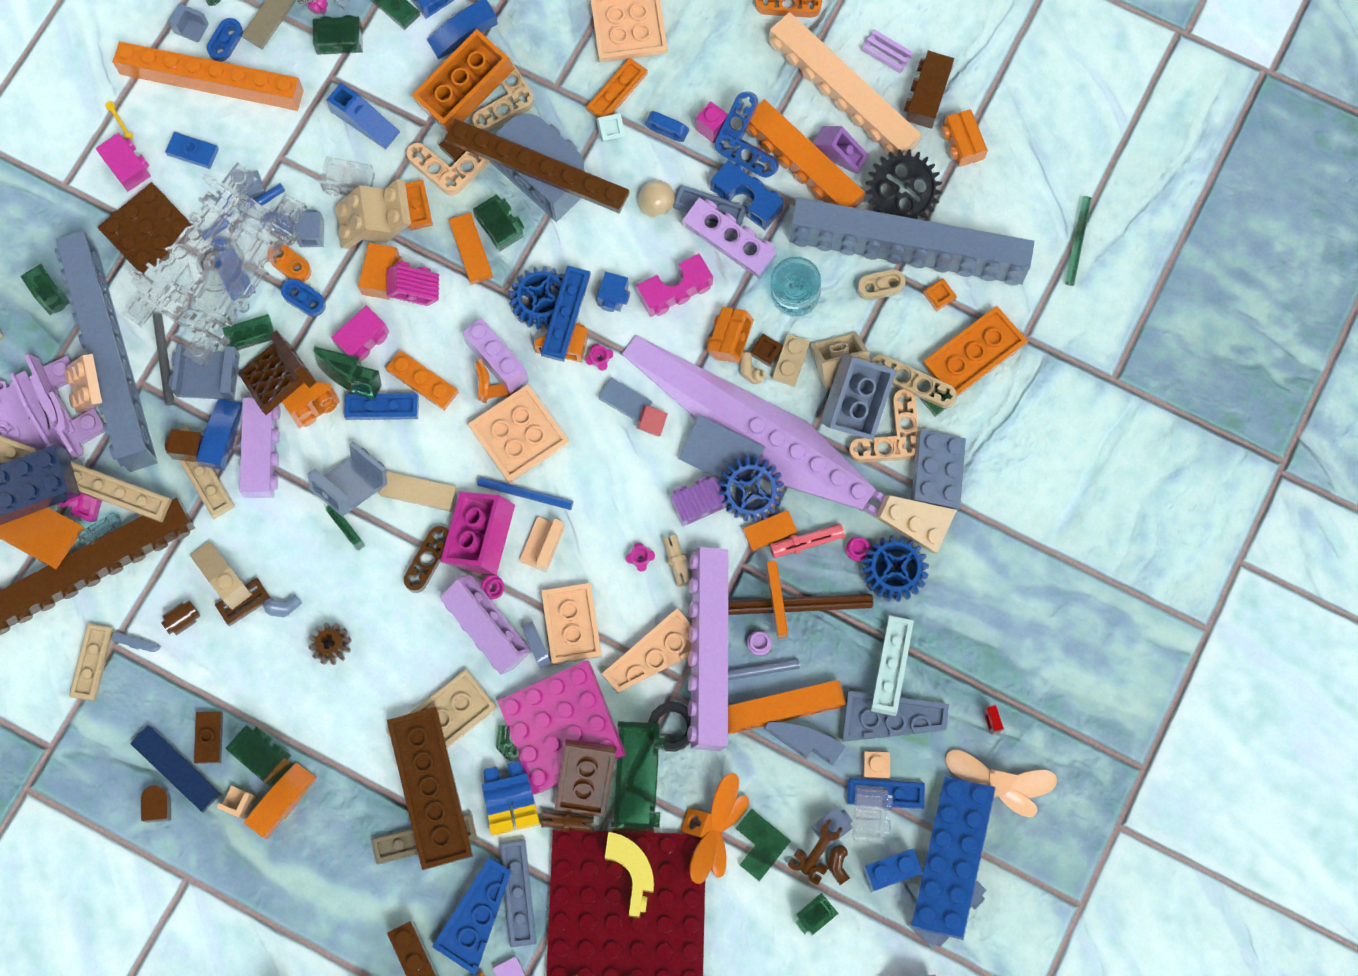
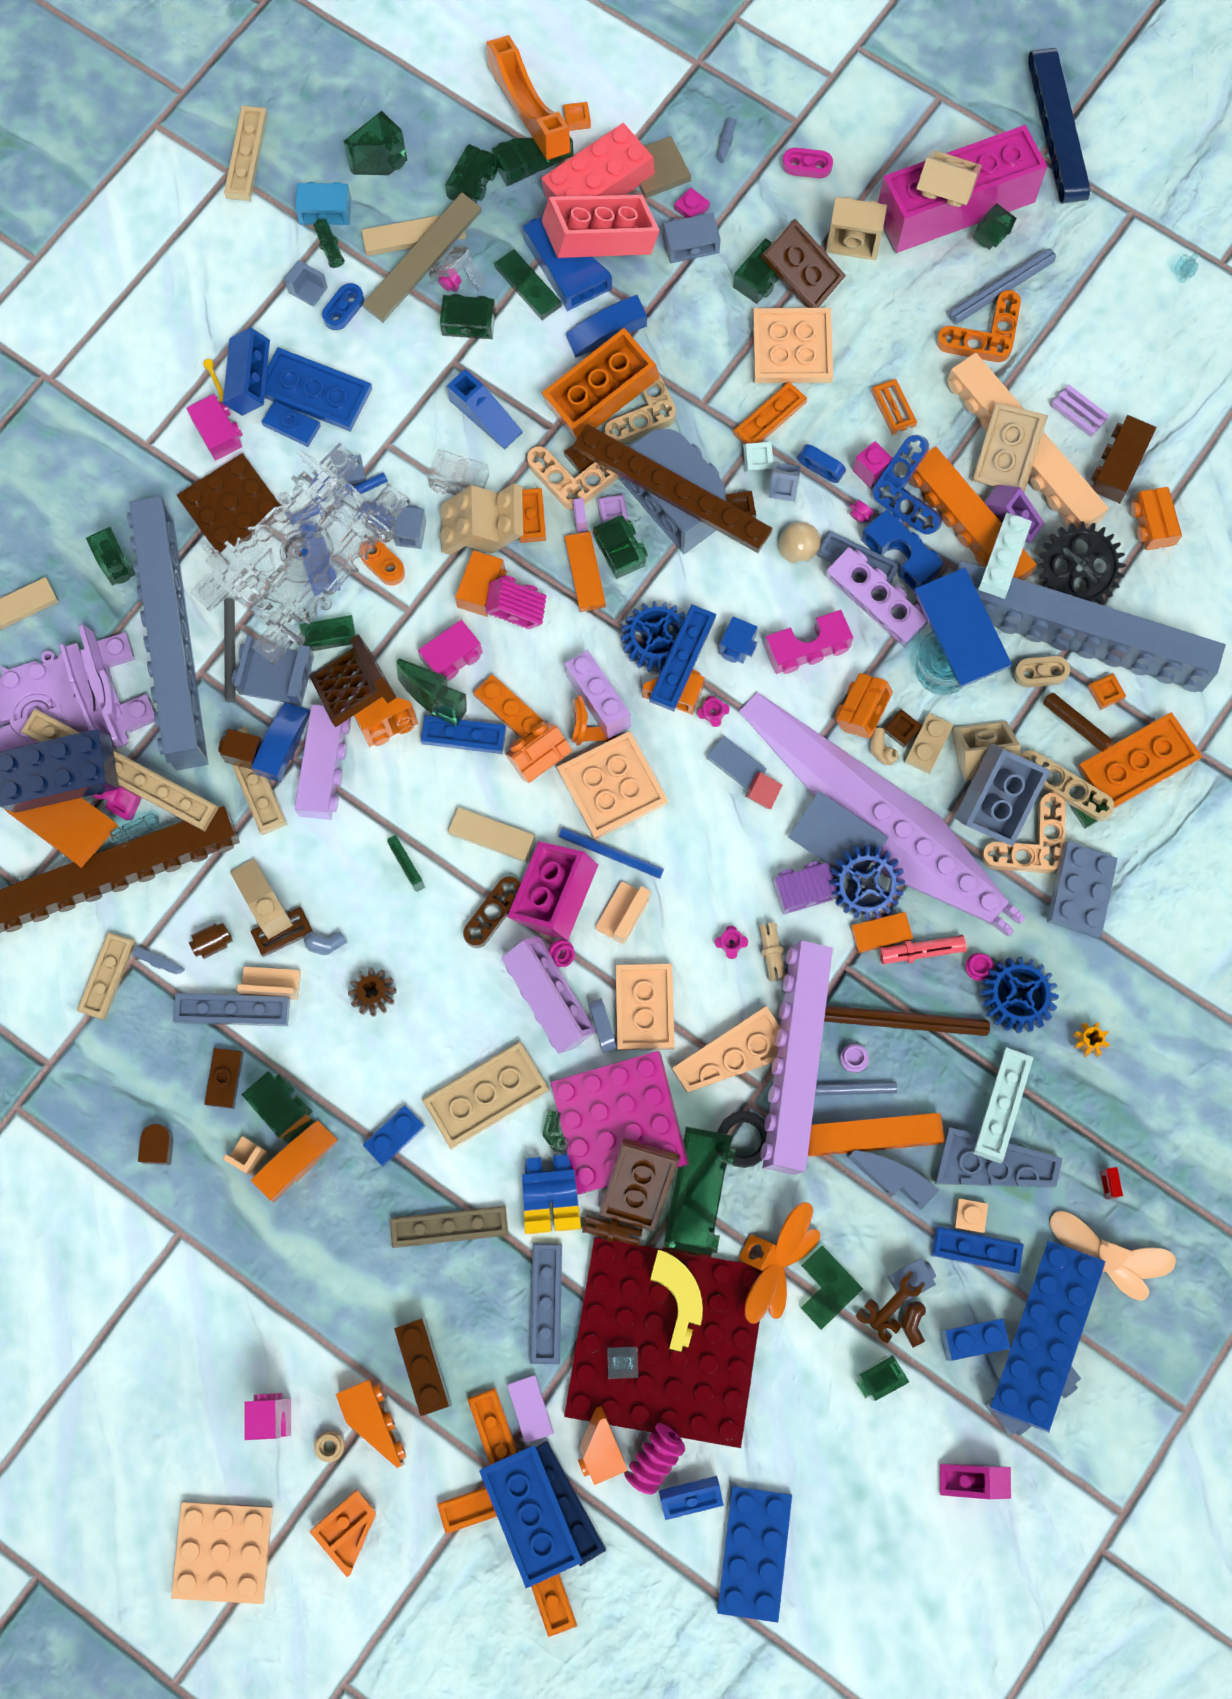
camera: 10 degrees right, 0 degrees up
(84, 384) = (138, 666): light nougat plate -> none
(145, 109) = (246, 371): none -> blue brick
(175, 768) = (183, 1108): dark blue tile -> none
(207, 676) = (231, 1009): none -> sand blue plate
(208, 76) = (323, 344): orange brick -> none
(208, 117) = (315, 389): none -> blue plate
(238, 648) = (270, 982): none -> light nougat panel
(304, 298) = (393, 603): blue plate -> none
(350, 481) = (417, 814): sand blue panel -> none
(365, 766) = (394, 1136): none -> blue plate
(429, 788) = (462, 1171): reddish brown plate -> none
(449, 412) = (538, 751): none -> orange brick
(459, 199) = (579, 515): none -> lavender tile
(471, 923) = (489, 1331): blue wing -> none
(487, 188) = (612, 507): none -> lavender tile
(590, 934) = (622, 1362): none -> clear light blue tile
(601, 169) = (743, 501): none -> reddish brown plate
(636, 146) = (784, 481): none -> sand blue brick
(706, 164) = (860, 511): none -> dark pink plate
(733, 83) = (902, 425): none -> orange tile
(776, 600) = (881, 1012): orange tile -> none
(805, 255) = (962, 627): none -> blue tile
(829, 91) = (1010, 447): none -> tan tile
(835, 188) = (1005, 555): none -> light aqua plate
(870, 814) = (958, 1272): clear brick -> none
(917, 325) = (1077, 722): none -> reddish brown axle
(917, 520) = (1051, 944): tan wing -> none
(967, 596) = (1098, 1037): none -> light orange gear

